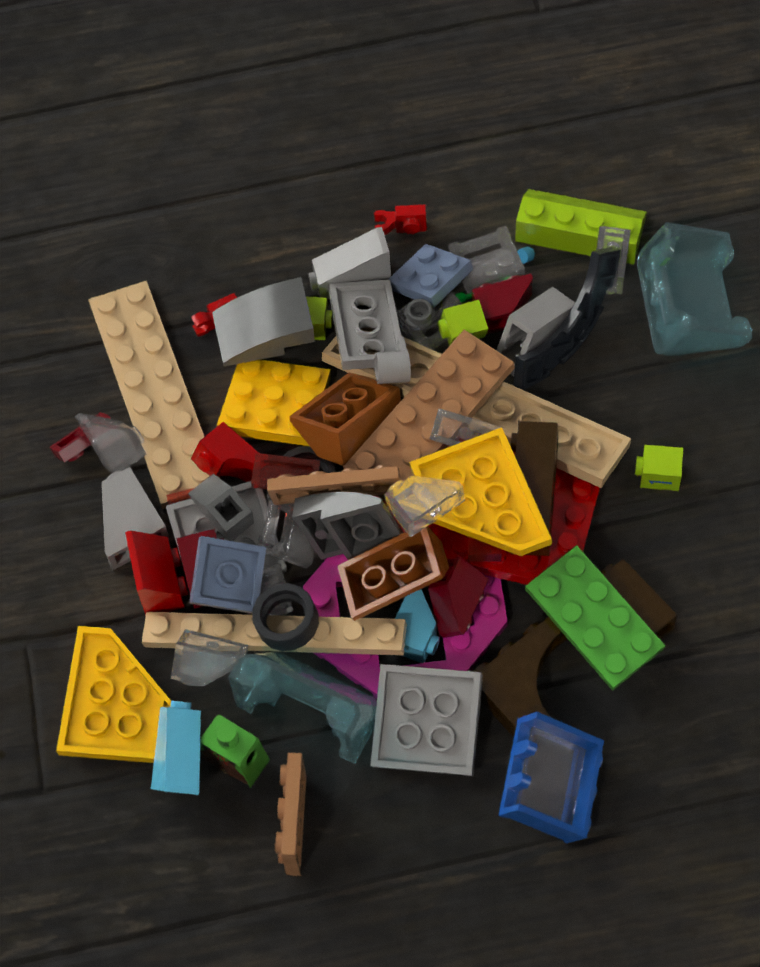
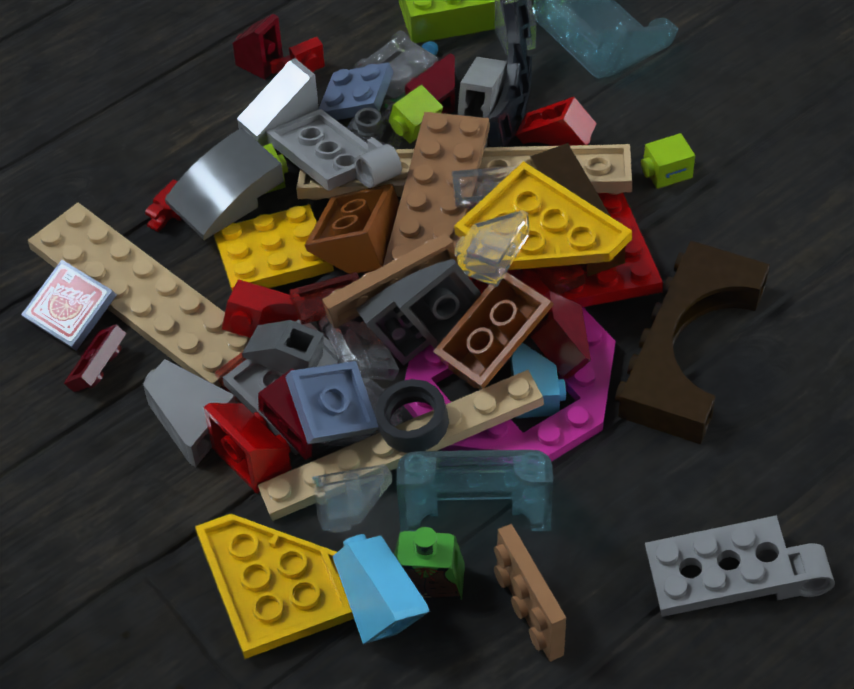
camera: 30 degrees left, 10 degrees down
(88, 377) = (69, 305): none -> tile
(113, 441) = (131, 346): clear slope -> none
(373, 192) = (259, 46): none -> dark red slope
(426, 720) = (602, 452): light grey plate -> none
(517, 901) = (794, 573): none -> light grey hinge
(552, 777) = (754, 445): window -> none
(585, 389) = (557, 125): none -> red arch
(595, 617) = (701, 295): bright green plate -> none

